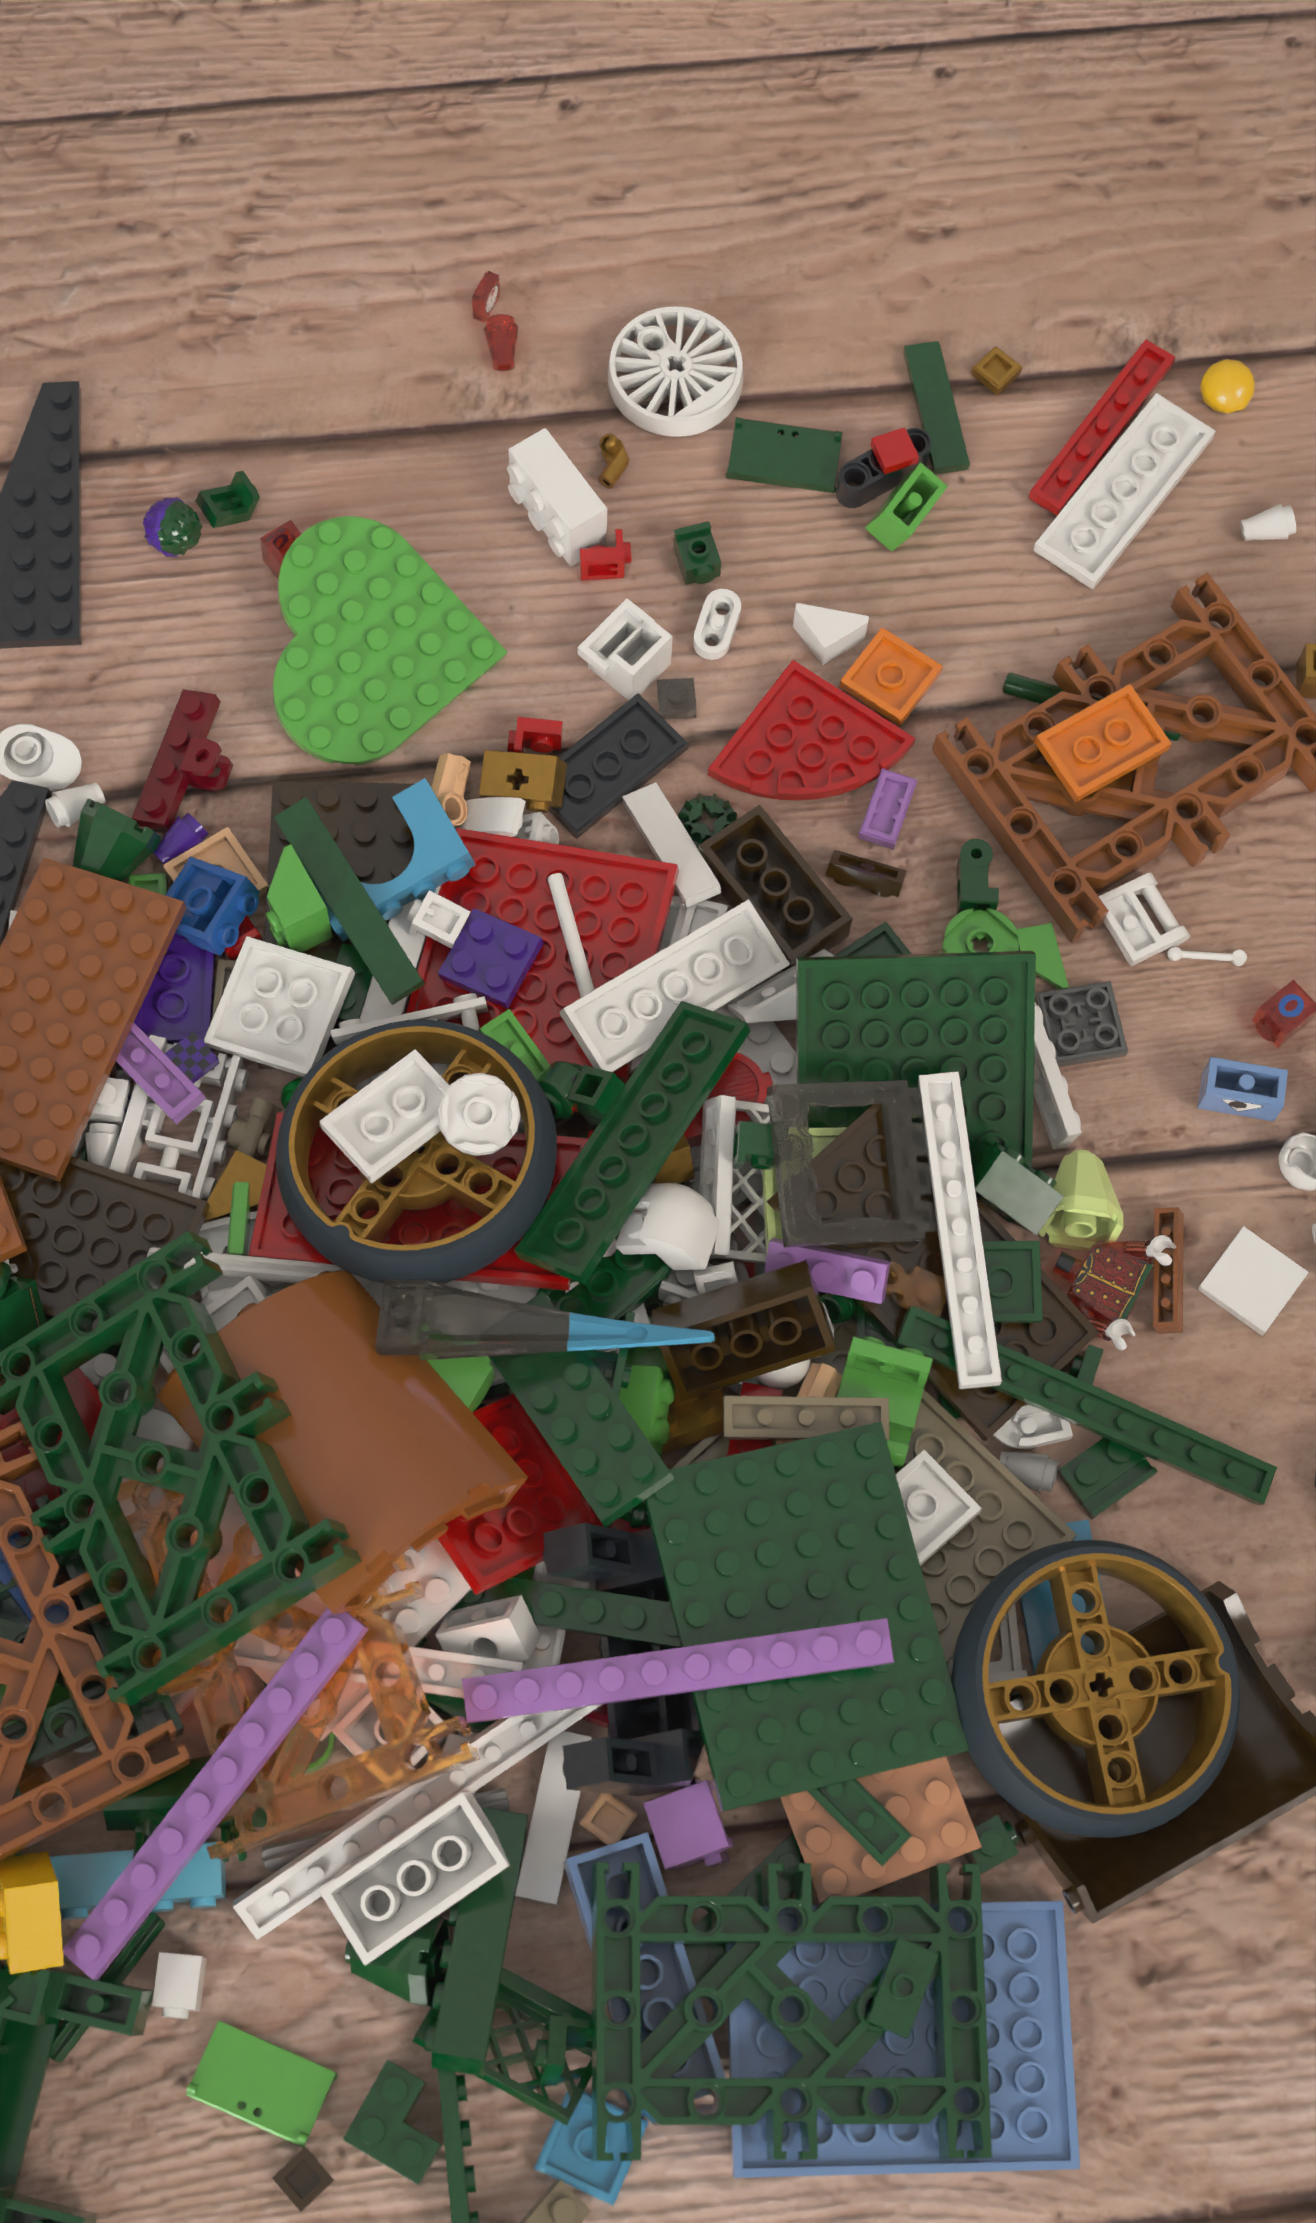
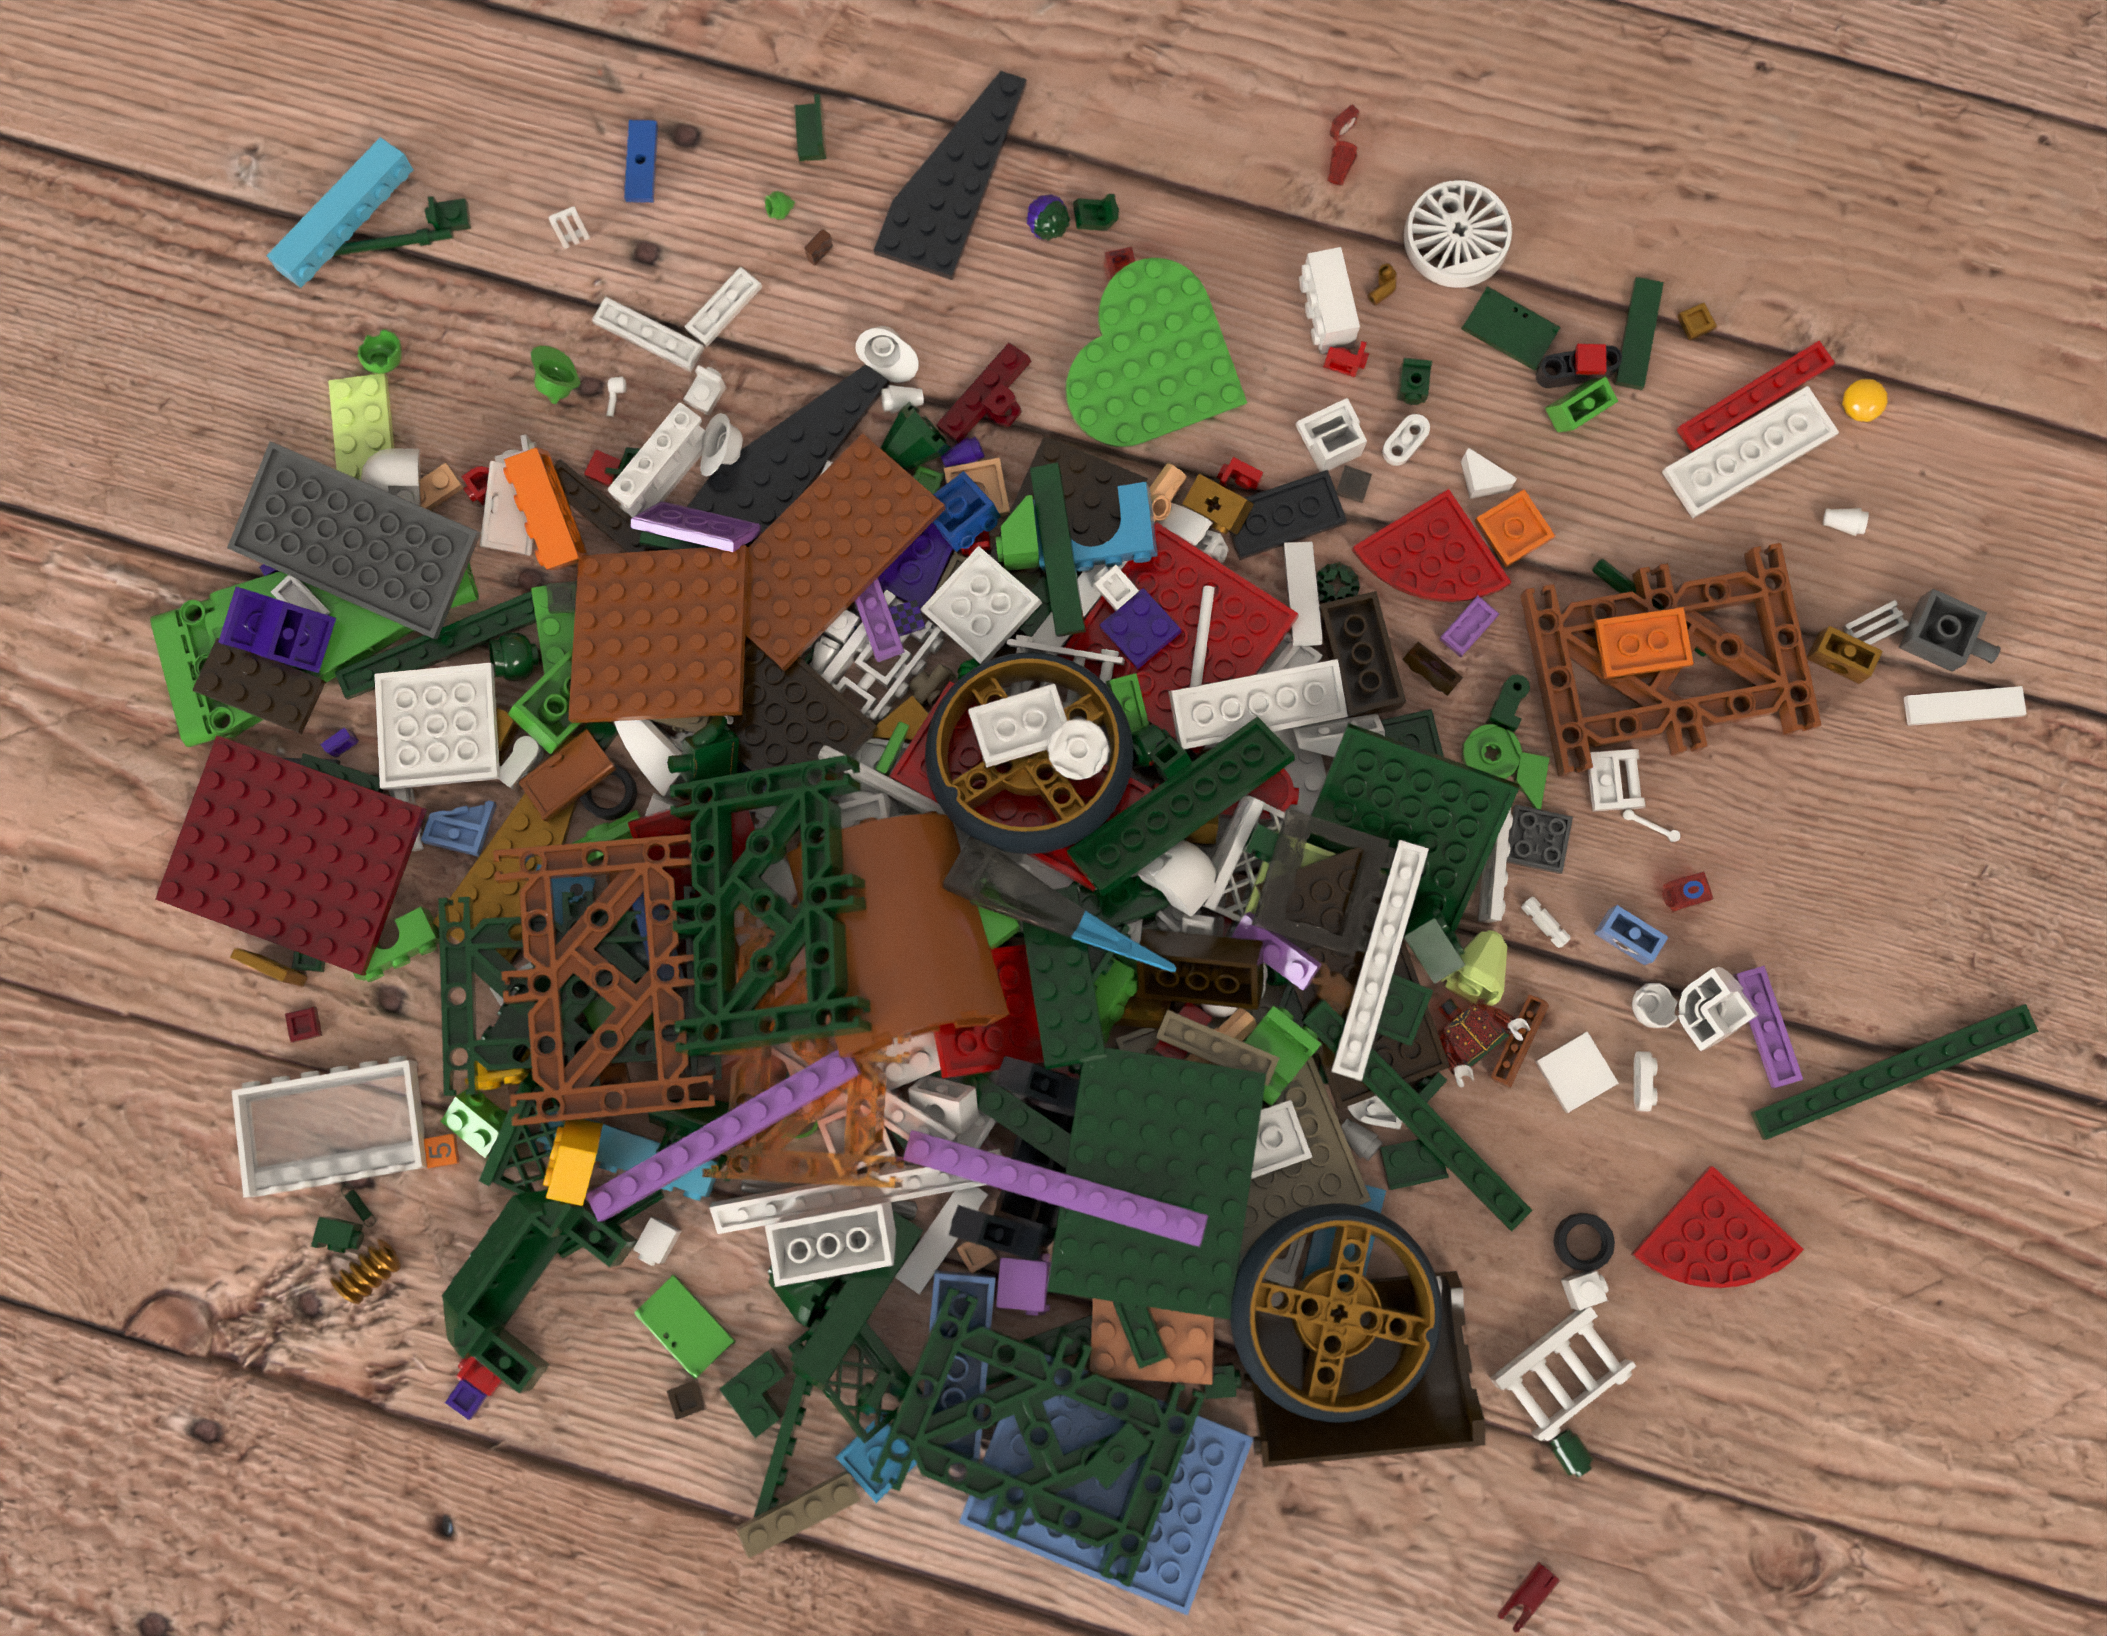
camera: 30 degrees right, 10 degrees up
(1134, 1117) = (1545, 922): none -> white axle

